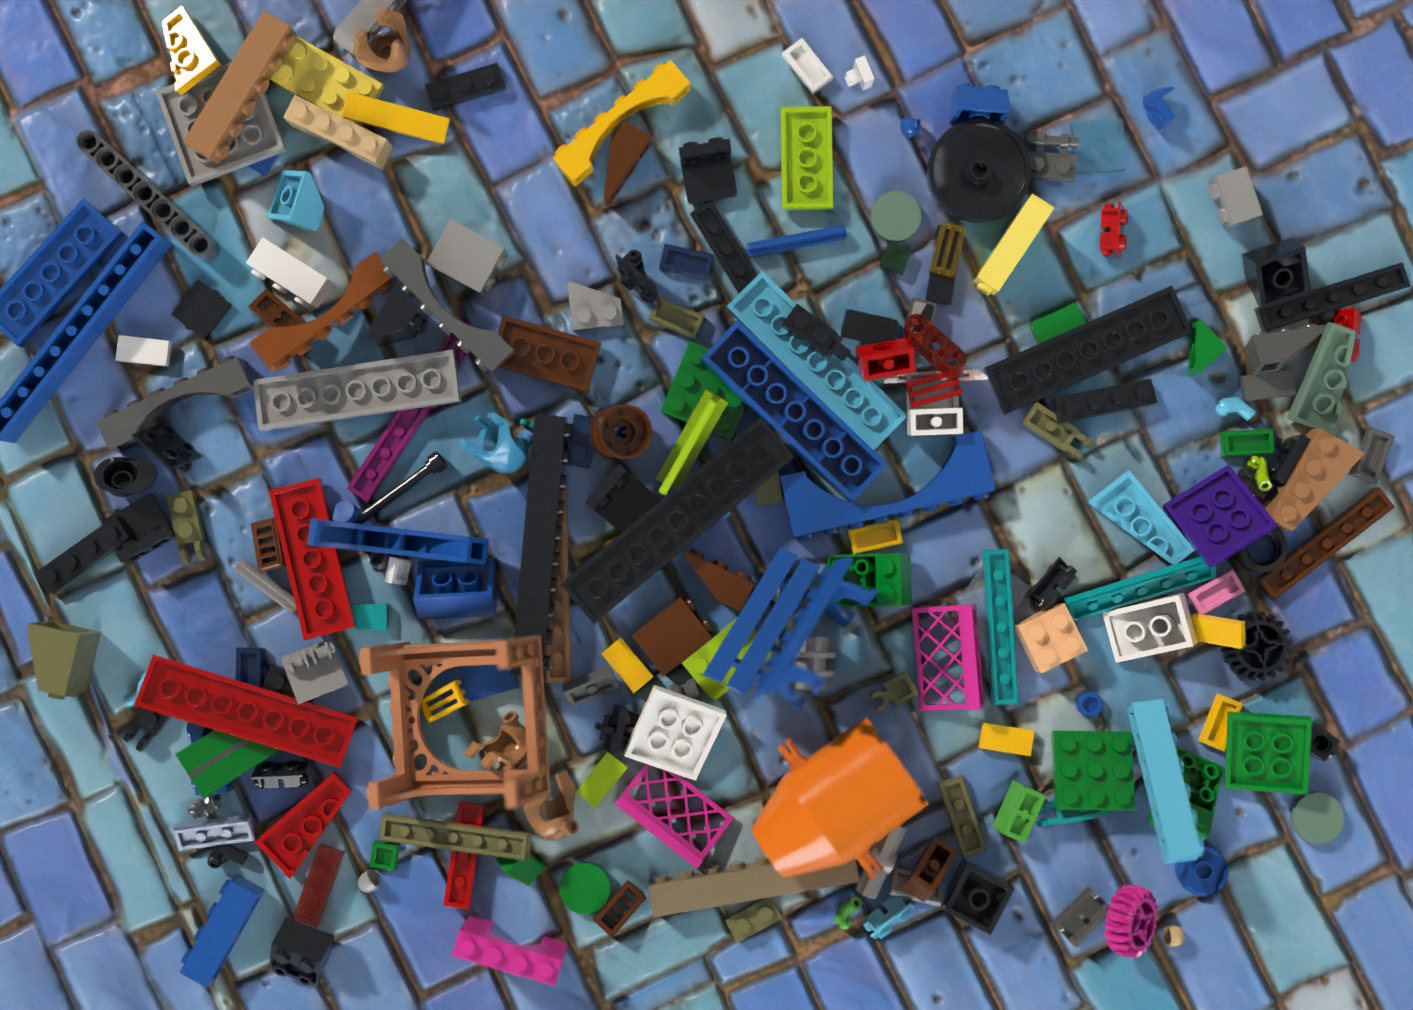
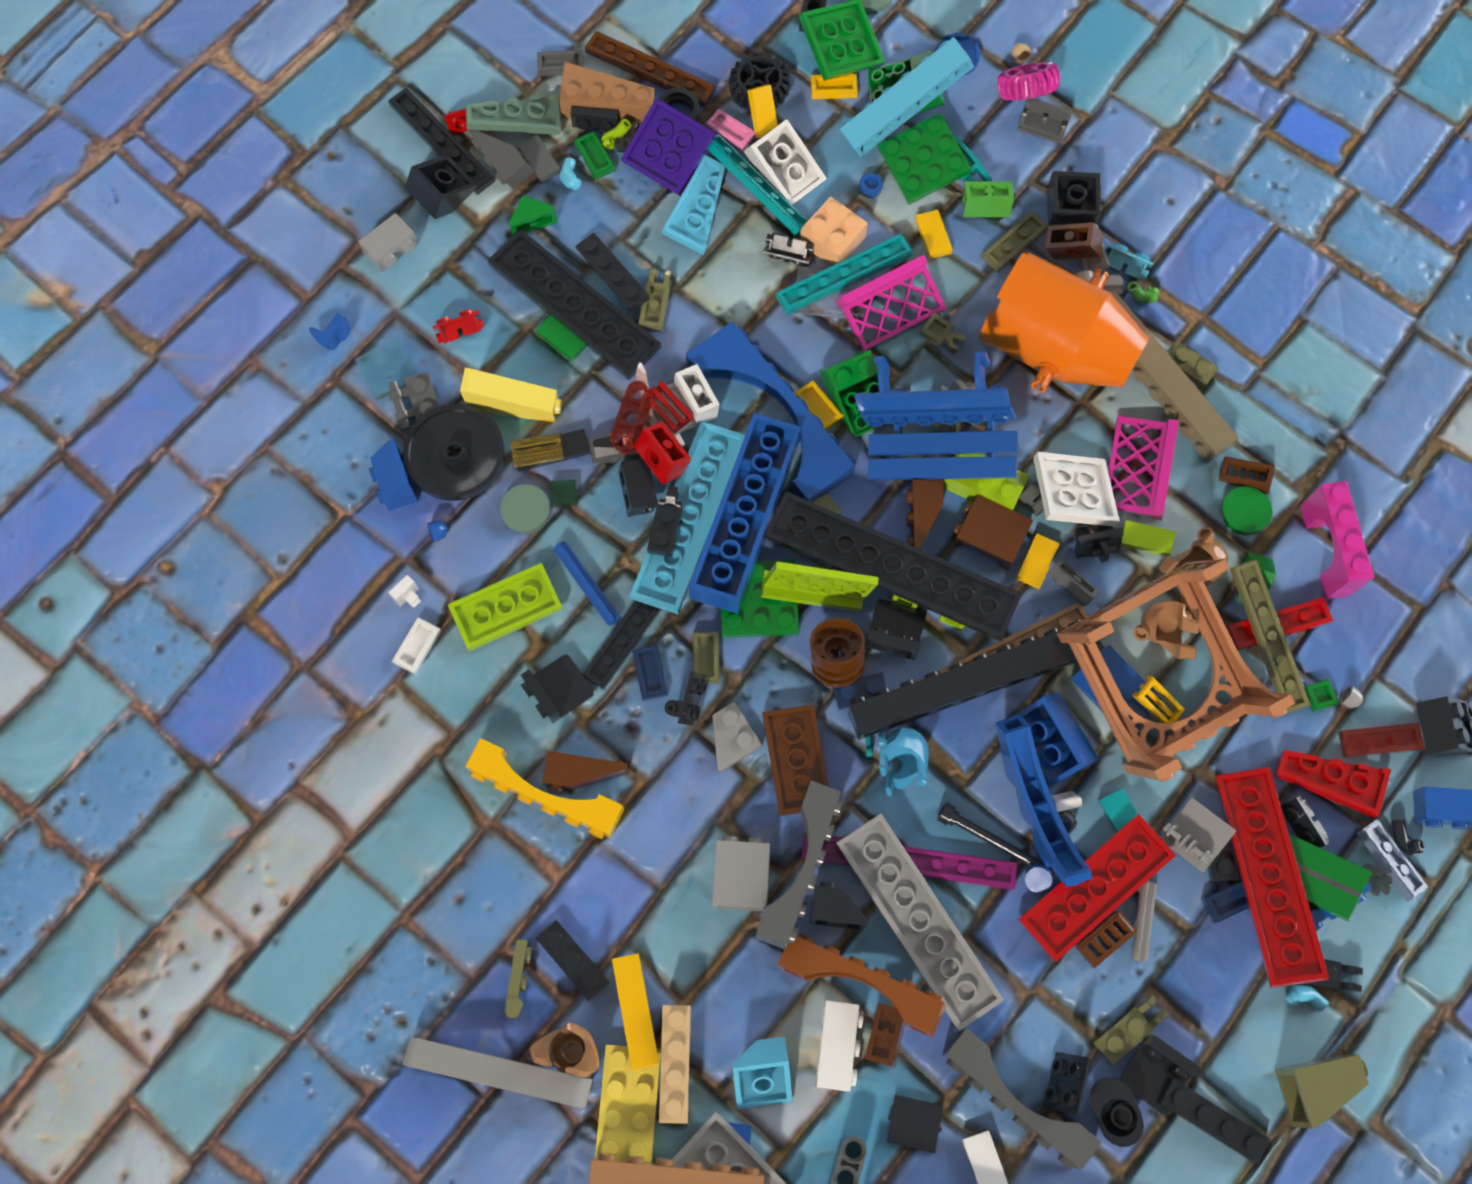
camera: 120 degrees left, 15 degrees down
(469, 32) = (517, 981): none -> olive hinge

